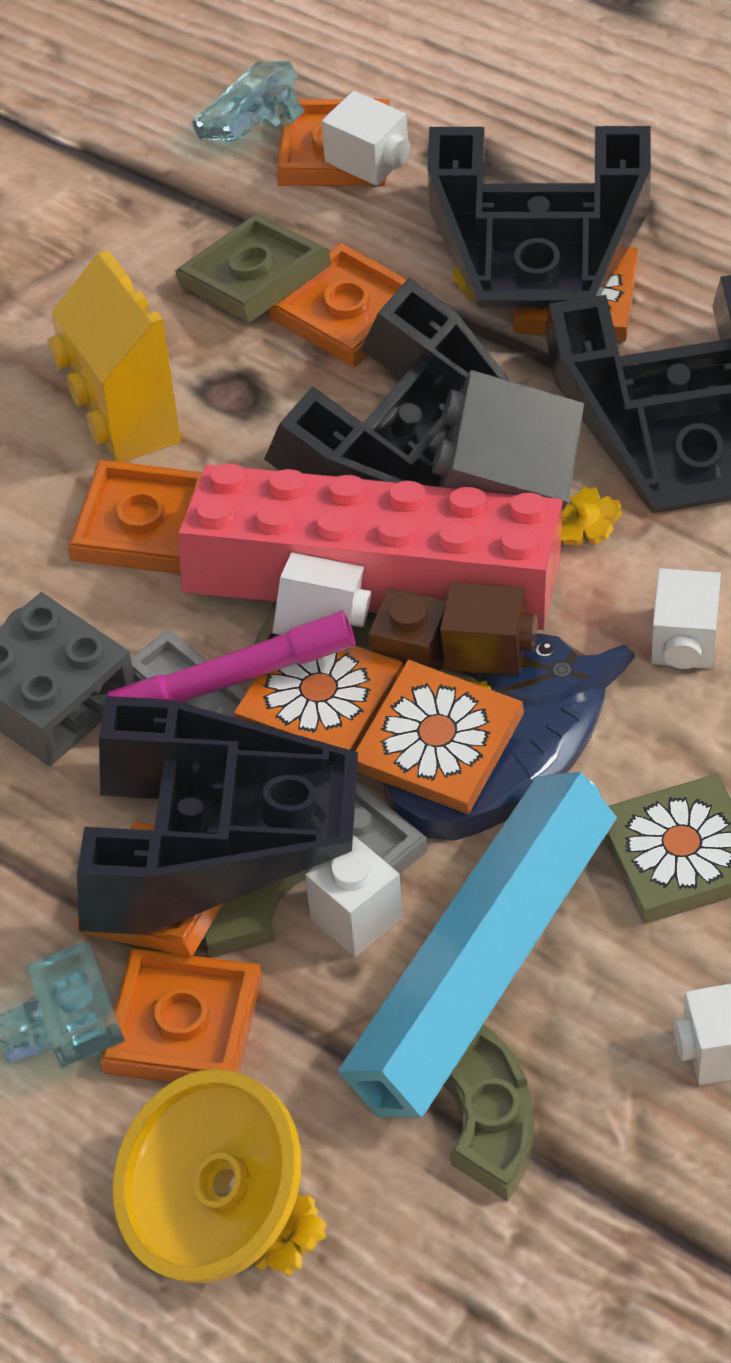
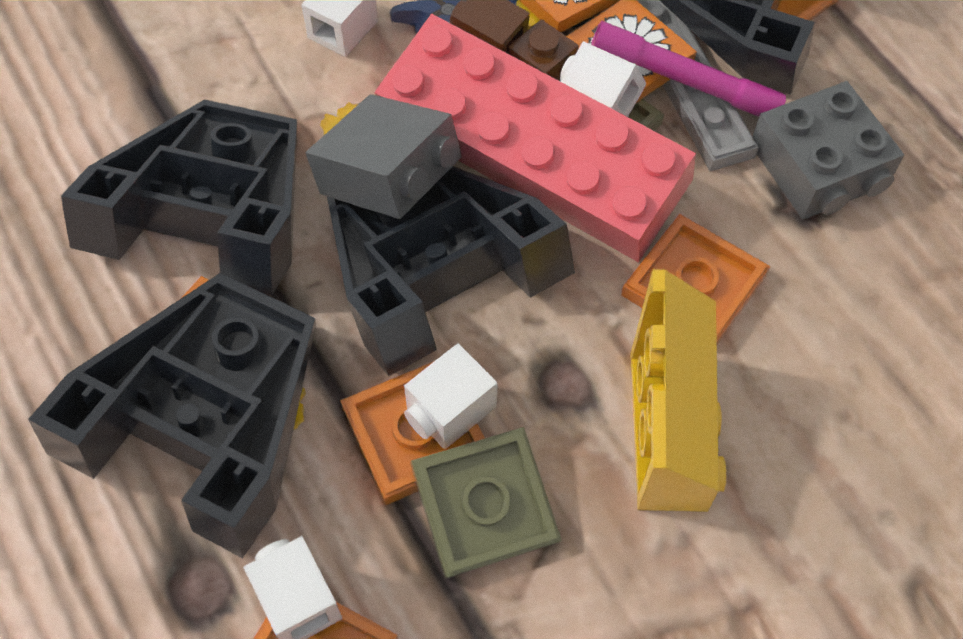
camera: 160 degrees left, 10 degrees up
(318, 296) = (449, 397): none -> white brick

